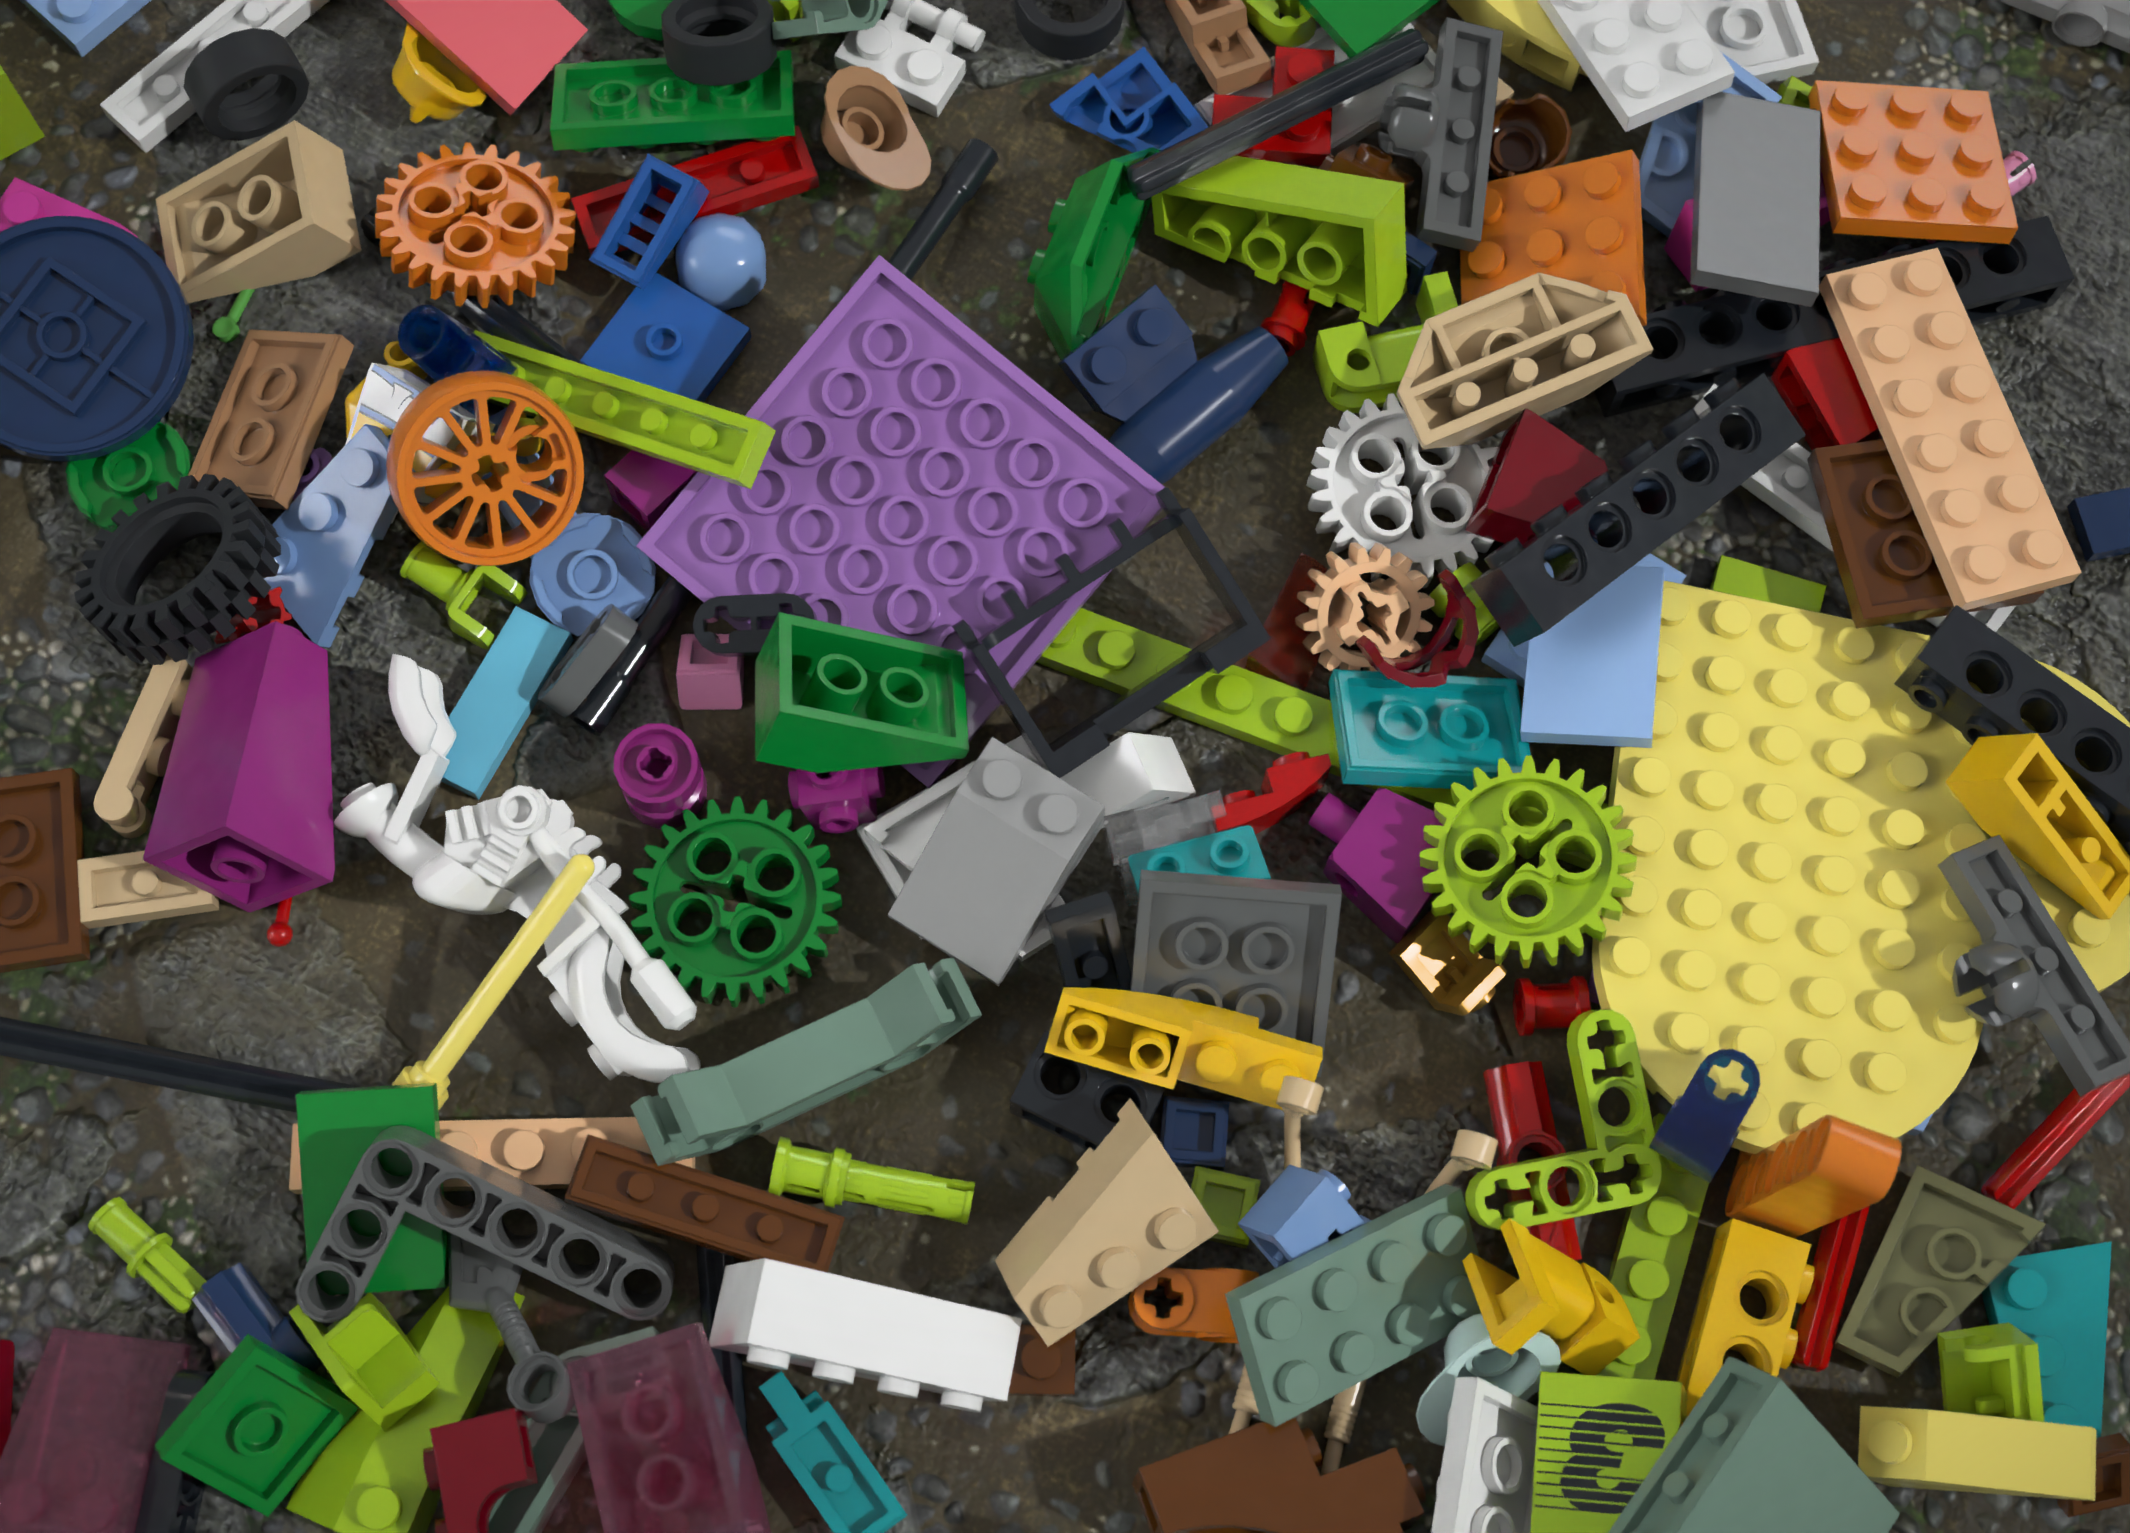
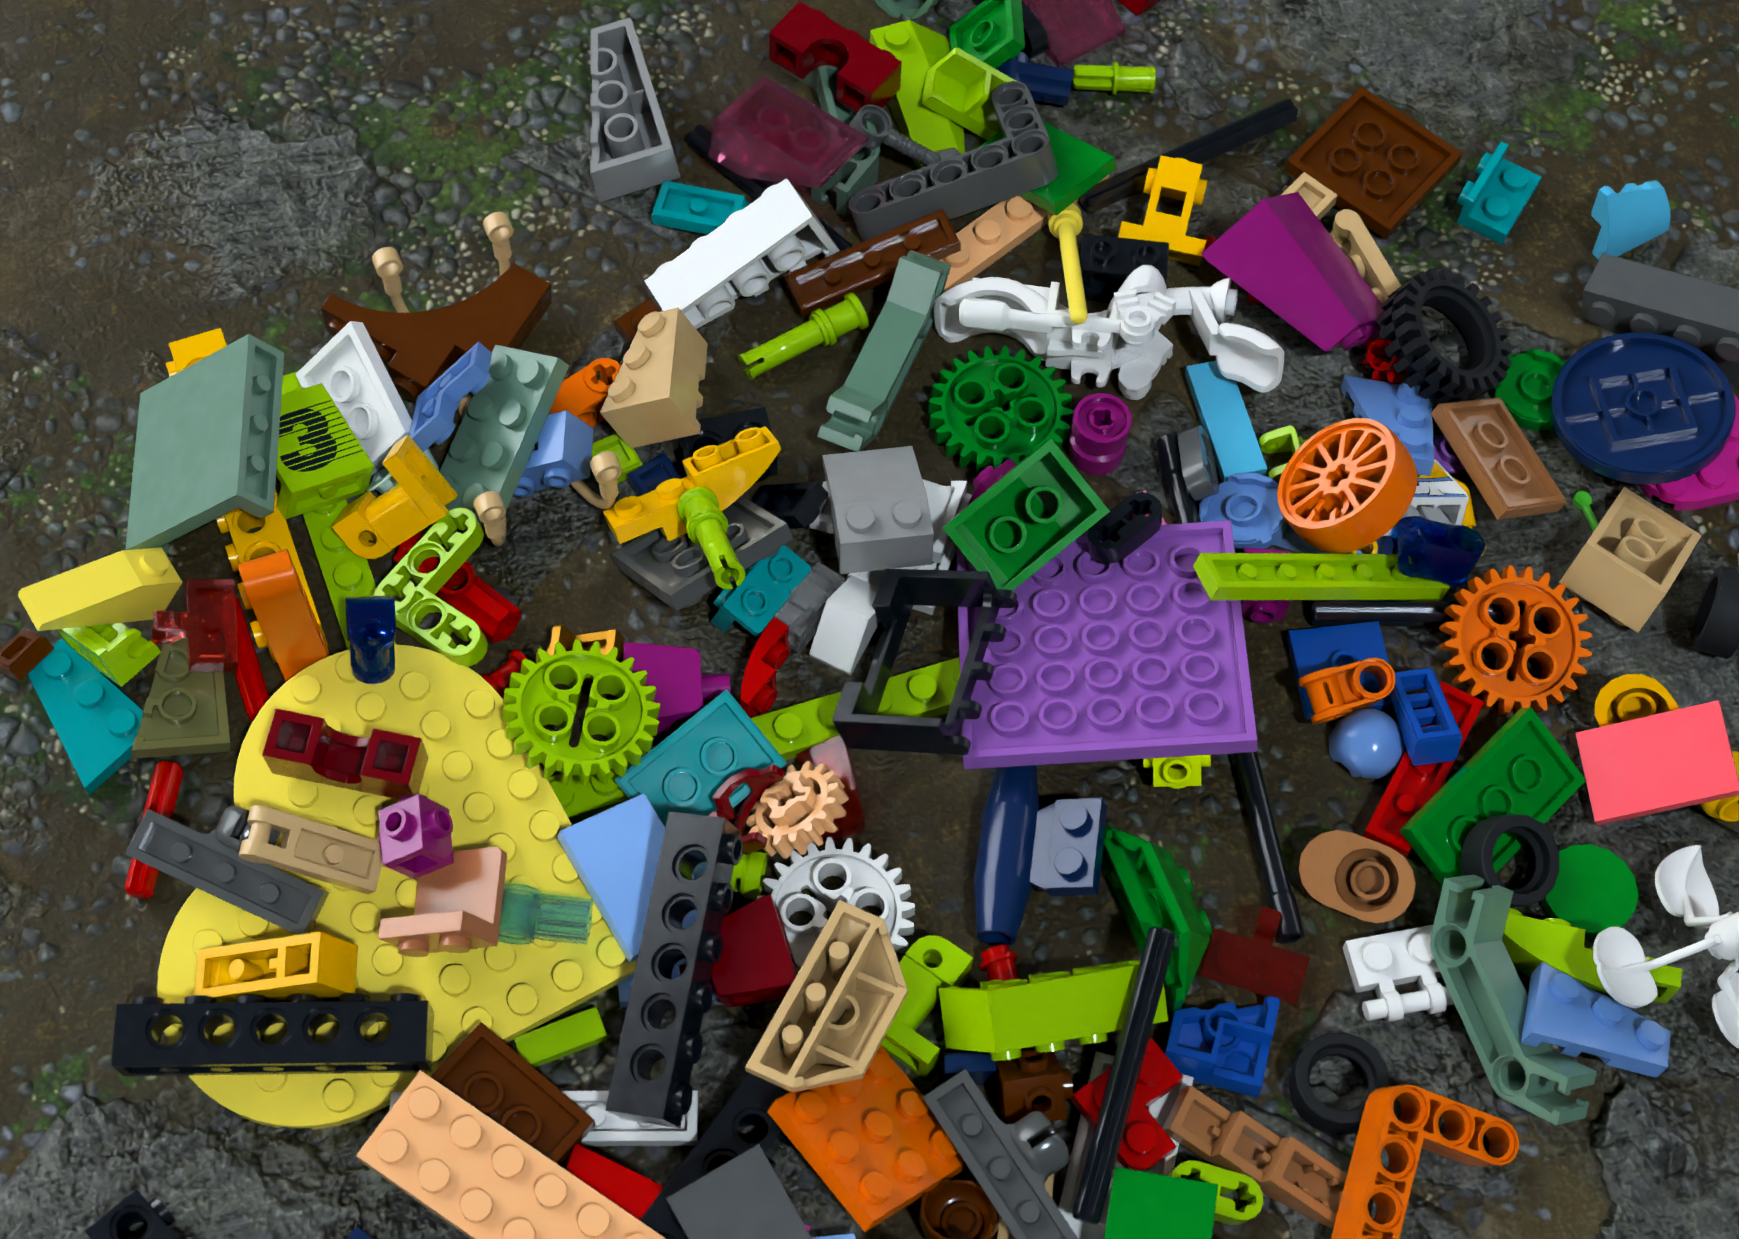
camera: 140 degrees right, 10 degrees down
(259, 1015) = (1176, 180): none -> yellow tile
(420, 957) = (1110, 260): none -> black brick
(697, 296) = (1338, 690): none -> orange piece
(1033, 144) = (1255, 962): none -> clear red plate
(1228, 953) = (708, 528): none -> lime pin
(1399, 1399) = (439, 401): none -> medium blue plate
(1746, 685) = (546, 917): none -> clear light blue piece
(1804, 945) = (315, 752): none -> dark red arch
(1817, 835) = (415, 836): none -> magenta brick
(1829, 730) = (453, 907): none -> nougat bracket
(1867, 1318) = (206, 624): none -> clear red plate
(1944, 897) = (313, 850): none -> tan plate

